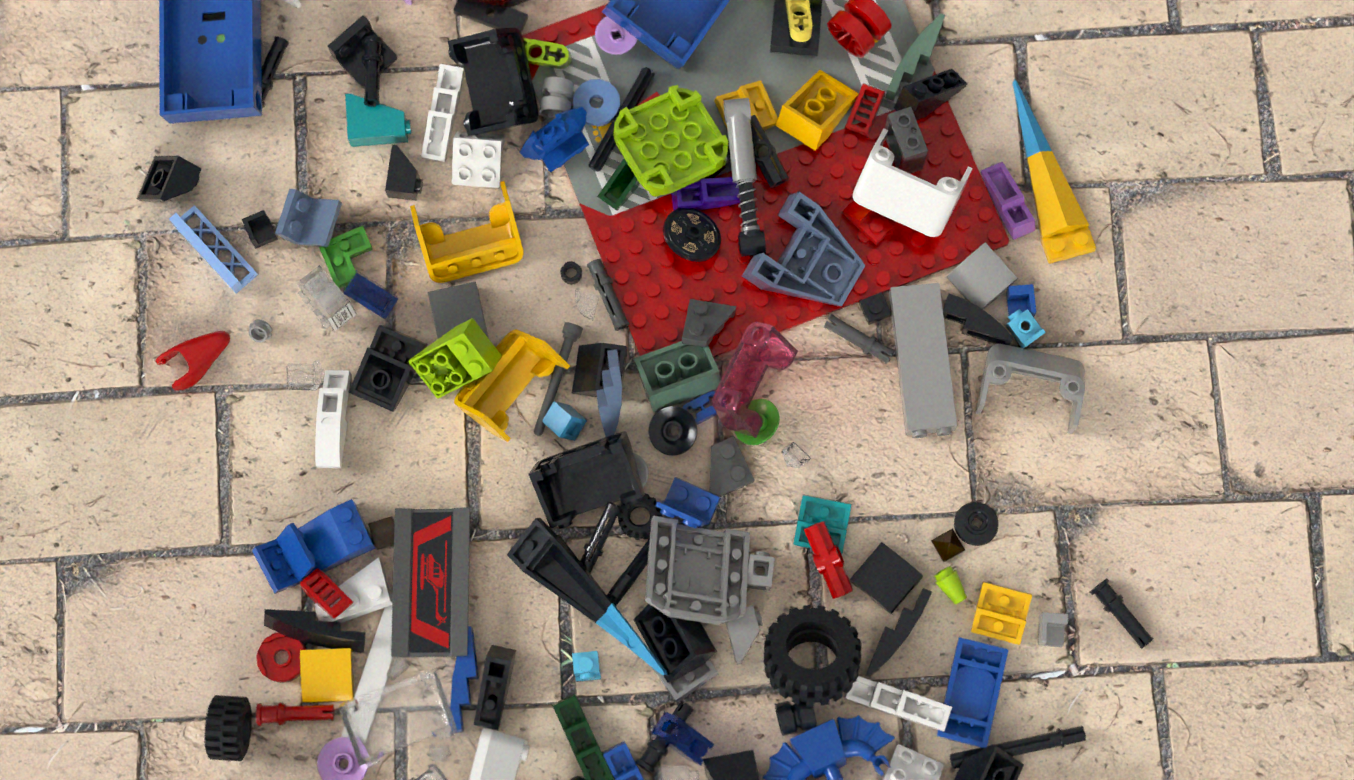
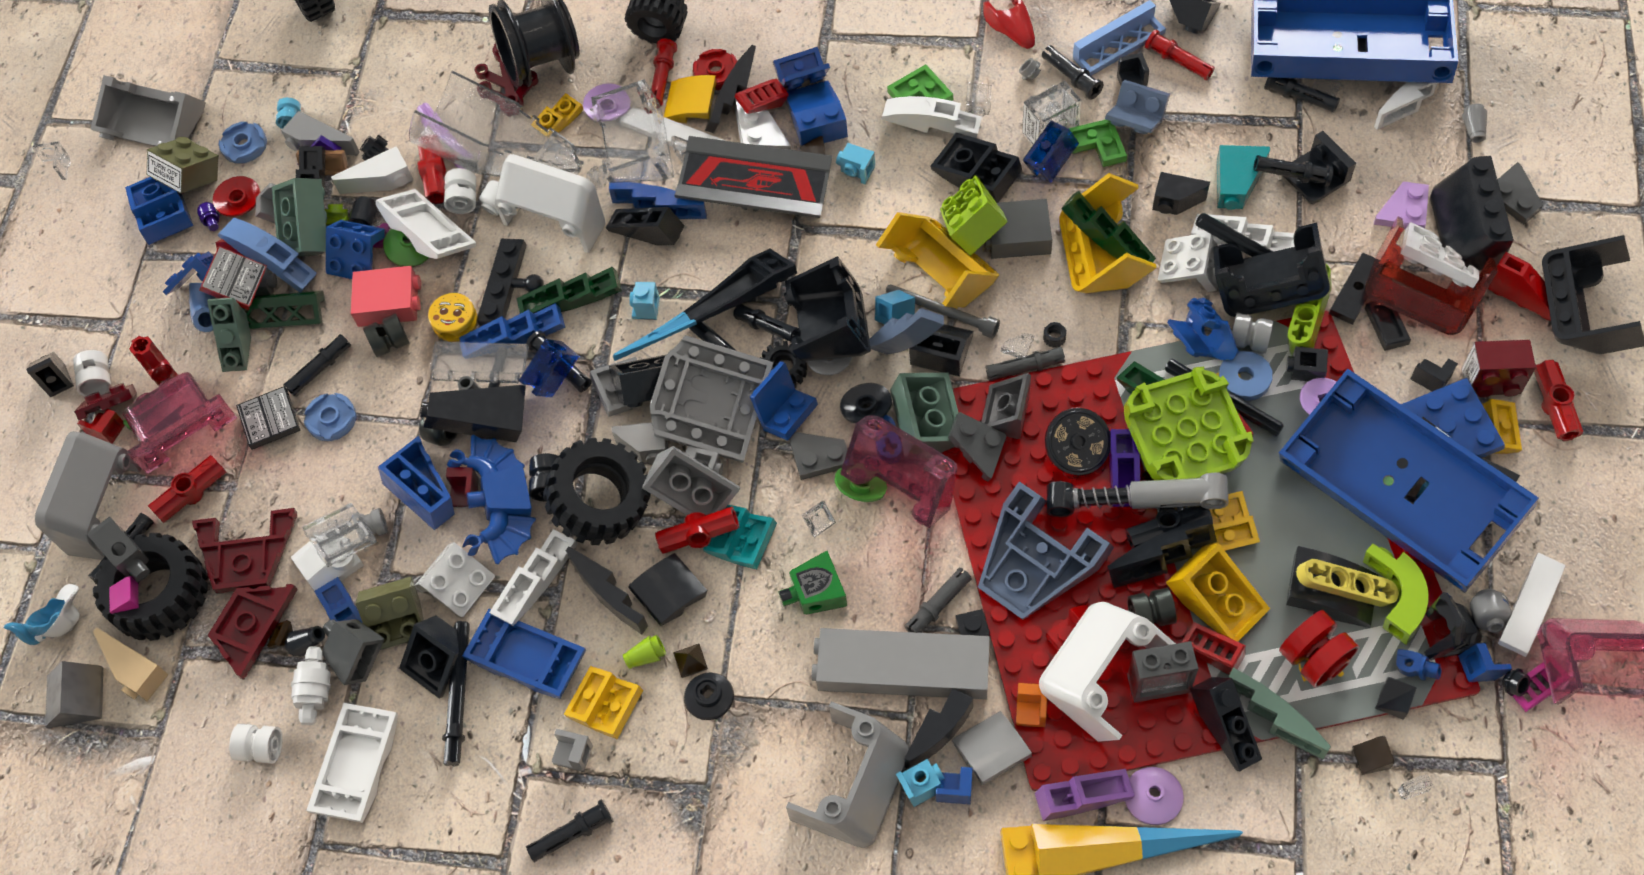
camera: 105 degrees right, 15 degrees down
(224, 197) = (1170, 50): none -> red pin
(266, 281) = (1079, 77): none -> black pin
(287, 435) = (919, 83): none -> bright green plate
(395, 485) = (856, 162): none -> medium azure brick
(457, 117) = (1230, 235): none -> black axle
(460, 233) = (1104, 230): none -> dark green slope
(581, 42) = (1307, 363): none -> black brick
(662, 301) = (1007, 405): none -> flat silver slope
(793, 572) = (688, 483): none -> light grey slope
(795, 161) = (1153, 555): none -> black slope
(842, 154) = (1157, 608): none -> pearl dark grey wheel
(863, 446) = (815, 586): none -> green torso
(944, 247) = (1030, 706): none -> orange panel
(987, 156) = (1155, 809): none -> lavender dish

